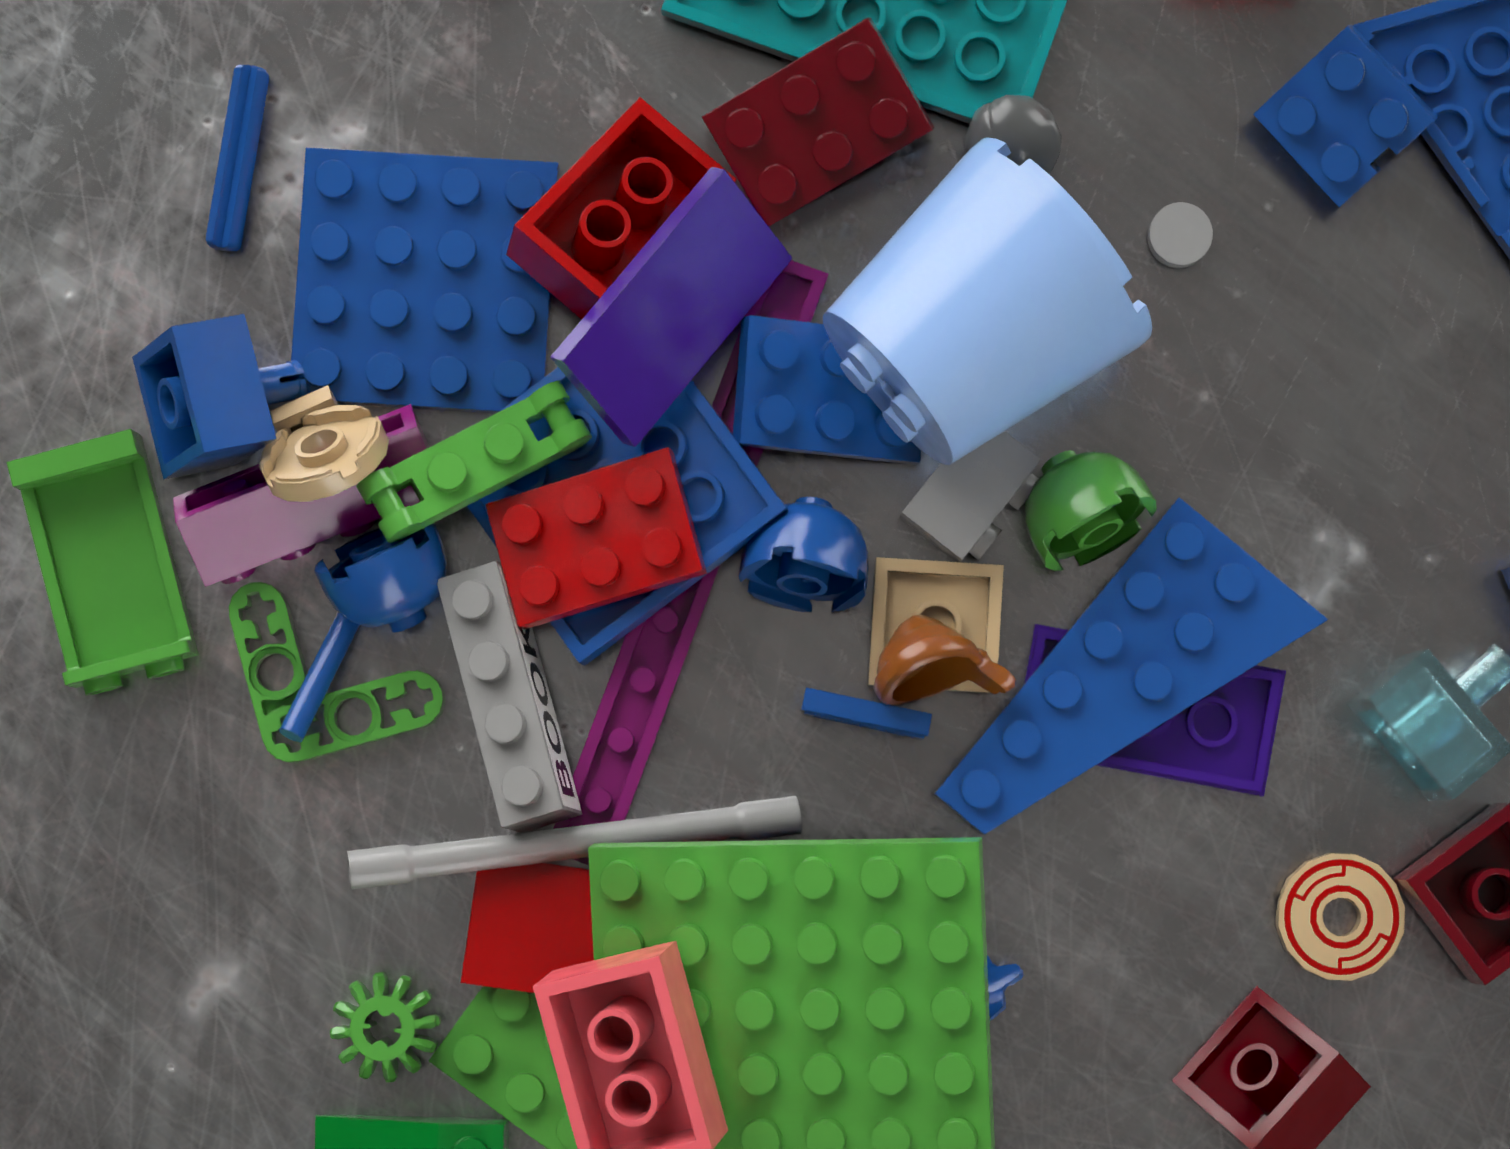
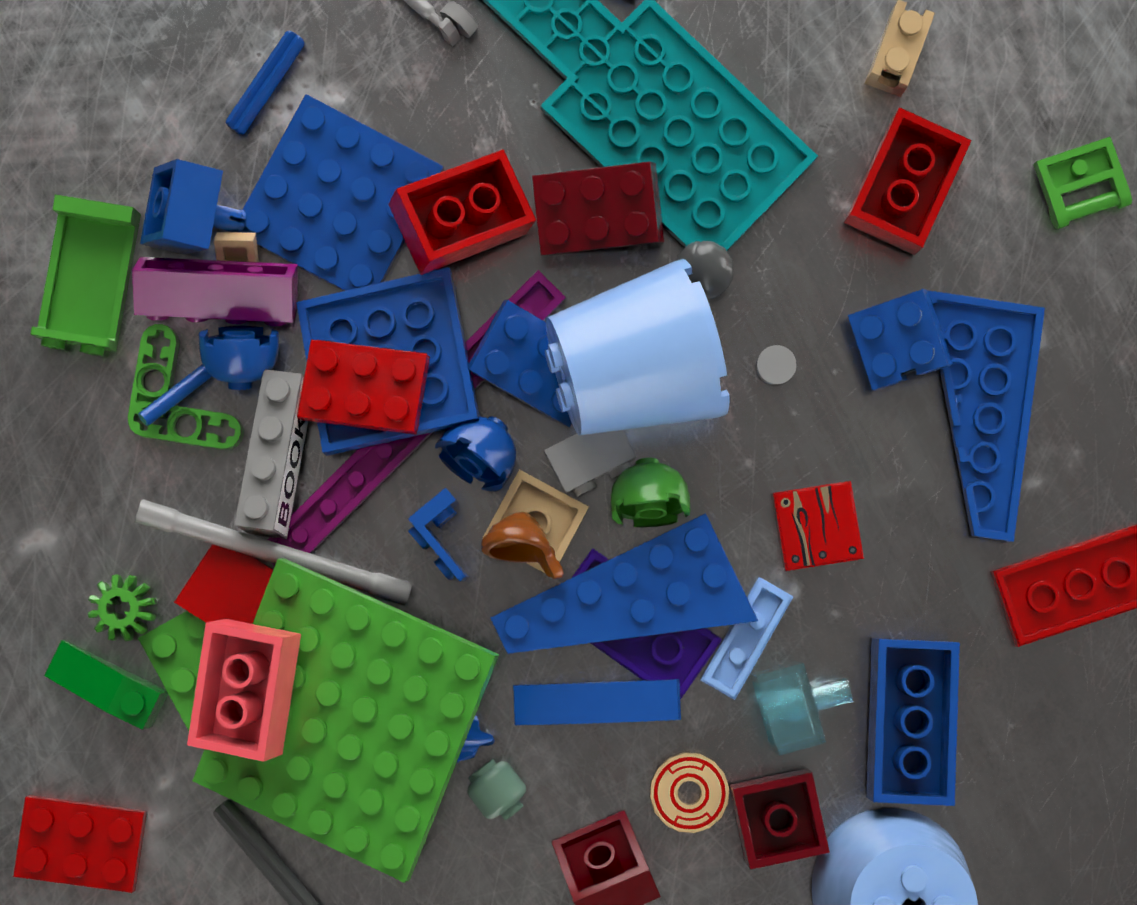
camera: 25 degrees right, 0 degrees up
(324, 456) = (233, 270): tan tile -> none
(474, 462) = (314, 313): bright green plate -> none
(672, 307) = (465, 275): dark purple tile -> none
(790, 674) = (438, 513): none -> blue bracket
(866, 713) = (472, 554): blue tile -> none
(1058, 1041) = (496, 790): none -> sand green head
(1147, 846) = (597, 702): none -> blue slope
(1321, 660) = (746, 641): none -> light blue tile
(1348, 442) = (817, 525): none -> red tile

